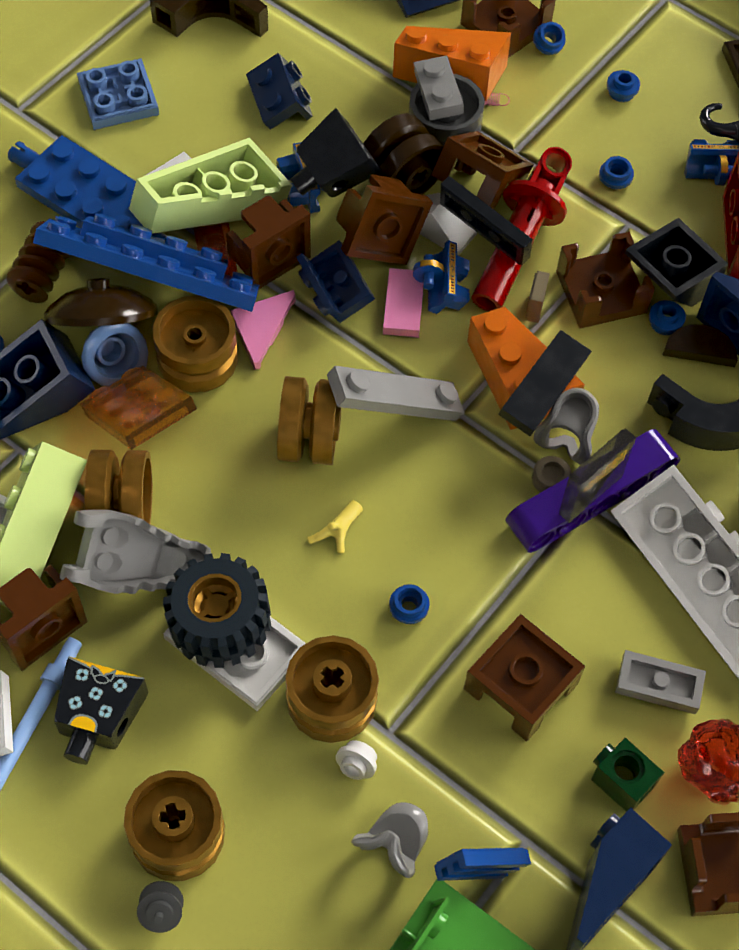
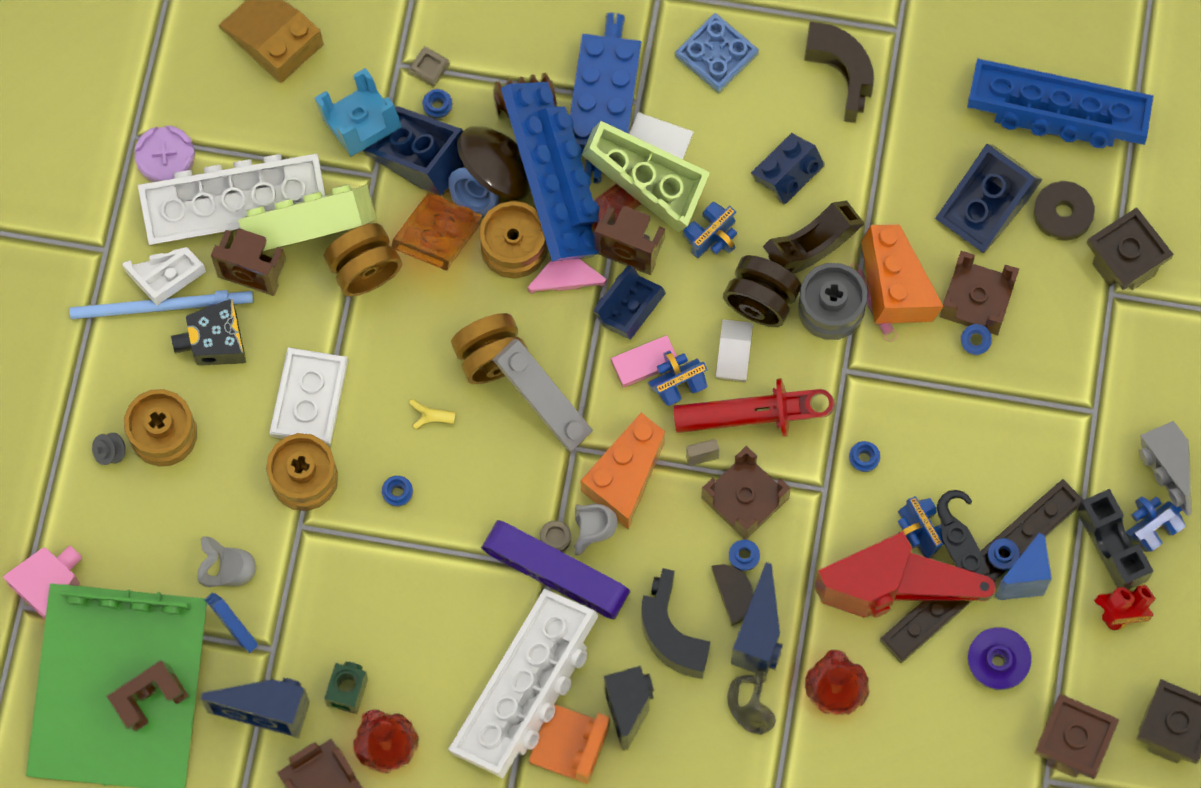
camera: 65 degrees right, 10 degrees up
(128, 553) = (319, 293): light grey animal -> none
(217, 610) = (313, 370): black wheel -> none
(333, 158) = (720, 242): black torso -> none
(357, 760) = (265, 514): white plate -> none
(369, 94) = (815, 240): none -> dark brown arch
(382, 221) = (689, 310): reddish brown panel -> none
(438, 88) = (837, 280): light grey plate -> none
(485, 221) = (726, 378): black tile -> none
(486, 156) = (793, 352): reddish brown panel -> none
(524, 674) = (379, 587): reddish brown panel -> none
(545, 383) = (606, 489): black tile -> none
(596, 475) = (541, 557): clear smoke tile -> none
(623, 85) = (959, 427): blue plate -> none
(660, 682) = (428, 681): light grey plate -> none
(677, 261) = (781, 535): black slope -> none

